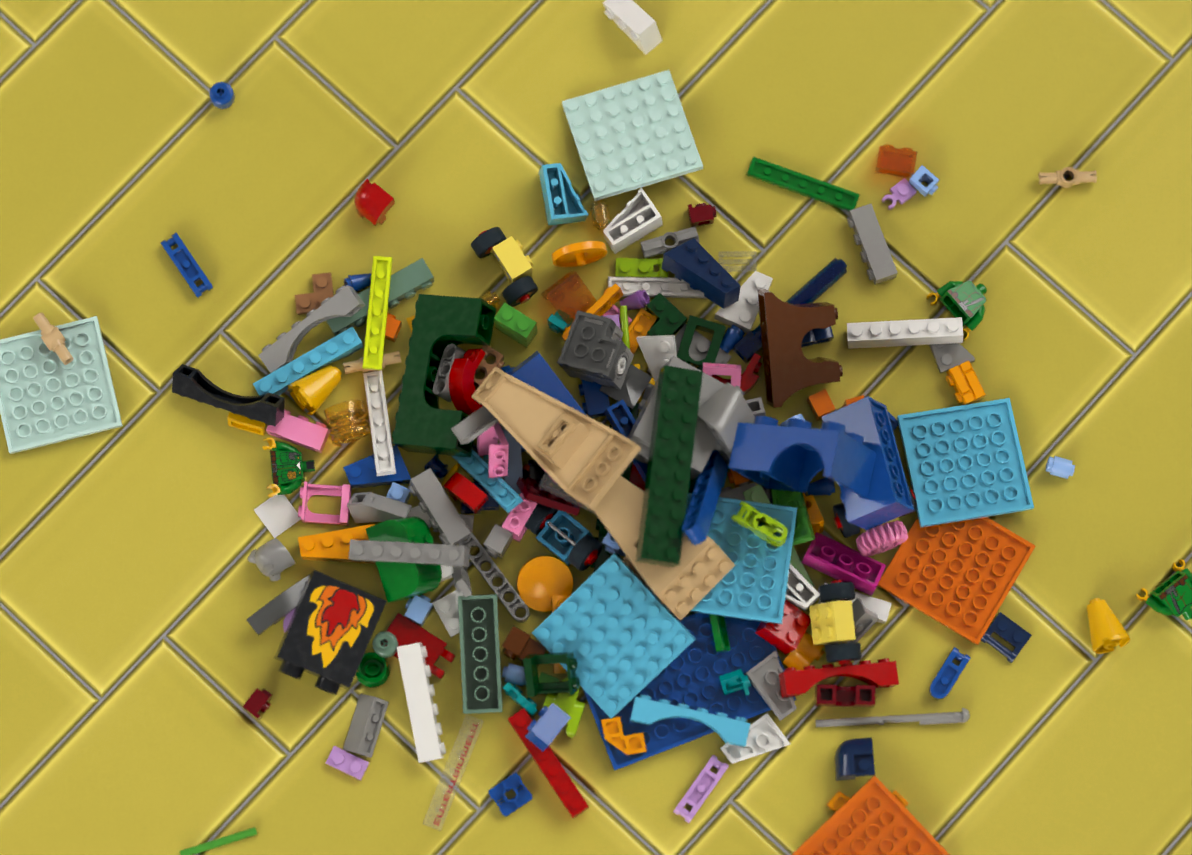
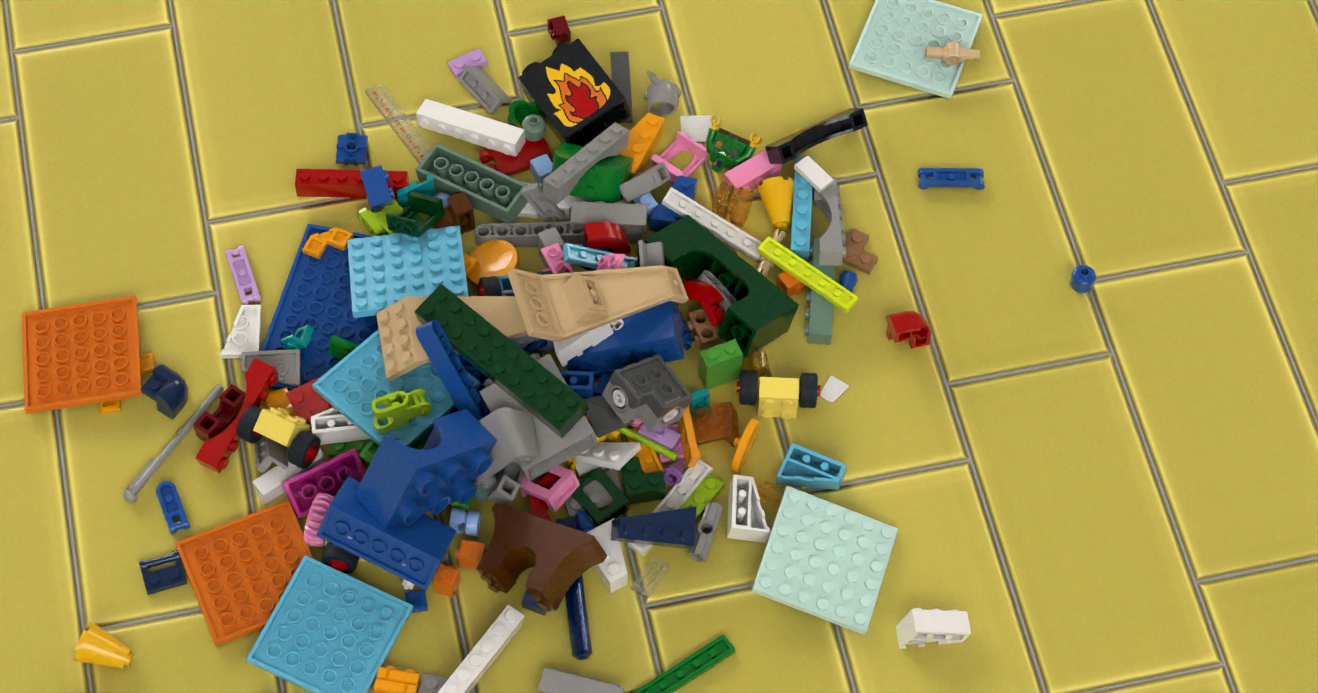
camera: 125 degrees right, 20 degrees down
(274, 369) = (813, 174): none -> white tile
(464, 232) = (833, 389): none -> white sticker
(701, 214) = (713, 571): dark red brick -> none
(730, 730) = (268, 312): medium azure arch -> none

